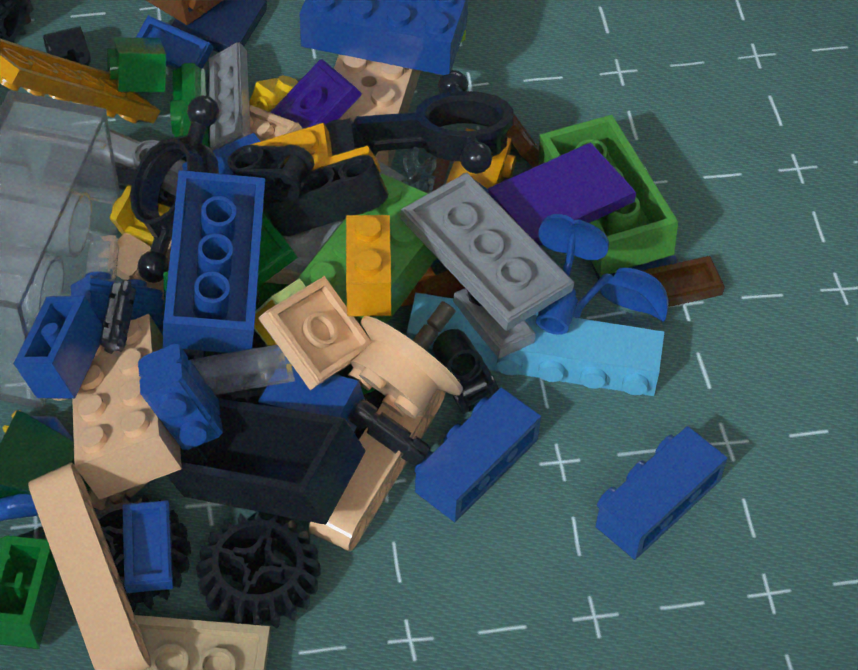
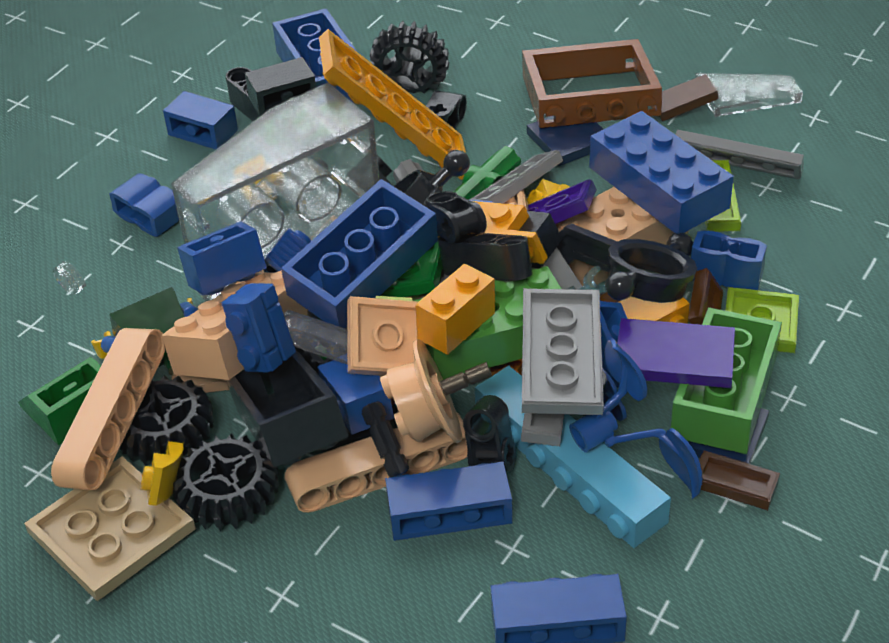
camera: 45 degrees right, 10 degrees down
(117, 316) = (271, 266): black axle -> none
(137, 64) = (473, 131): green brick -> none
(147, 546) = (164, 416): blue tile -> none
(178, 44) = (516, 134): blue tile -> none
(204, 598) = (161, 475): none -> yellow slope
(509, 74) = (730, 260): none -> blue brick
(557, 109) = (770, 306): none -> lime tile

